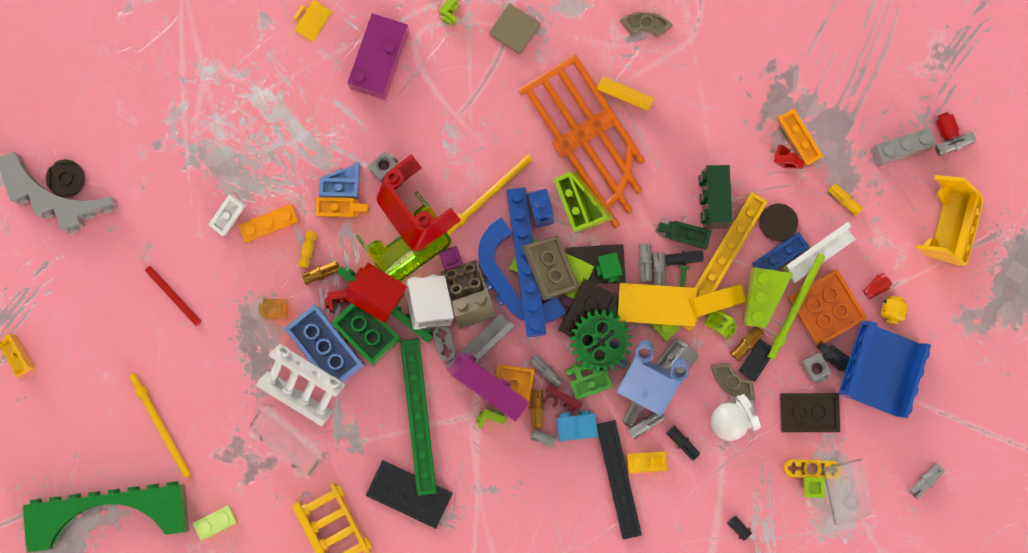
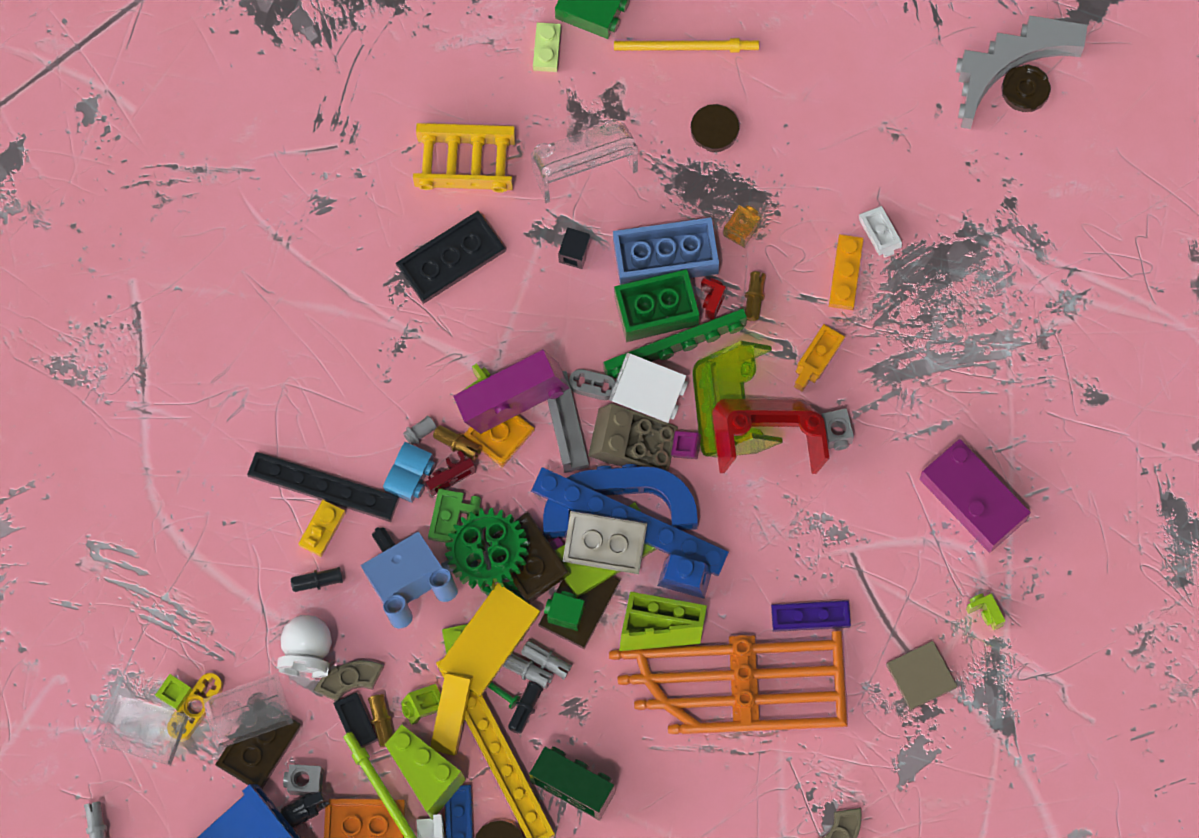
camera: 125 degrees right, 10 degrees down
(173, 296) = (823, 130): red bar -> none
(212, 370) = (714, 128): none -> dark brown tile
(293, 397) = (632, 192): white fence -> none
(307, 249) = (790, 296): yellow axle -> none
(312, 21) = (1065, 450): yellow piece -> none
(341, 183) = (845, 373): medium blue wing -> none
(355, 411) = (574, 248): none -> black panel
(375, 292) = (692, 333): red brick -> none
(418, 417) = (528, 311): green tile -> none
(491, 192) = (724, 483): yellow bar -> none
(516, 116) = (810, 616): none -> dark purple tile
(546, 371) = (492, 475): light grey axle -> none
(625, 93) = (763, 757): yellow tile -> none
(645, 424) = (363, 547): light grey axle -> none
(677, 350) = (419, 633): light grey panel -> none
(685, 233) = (552, 726): dark green hinge -> none
(739, 528) = (184, 585): black pin -> none
(797, 430) = (247, 711): none -> clear slope

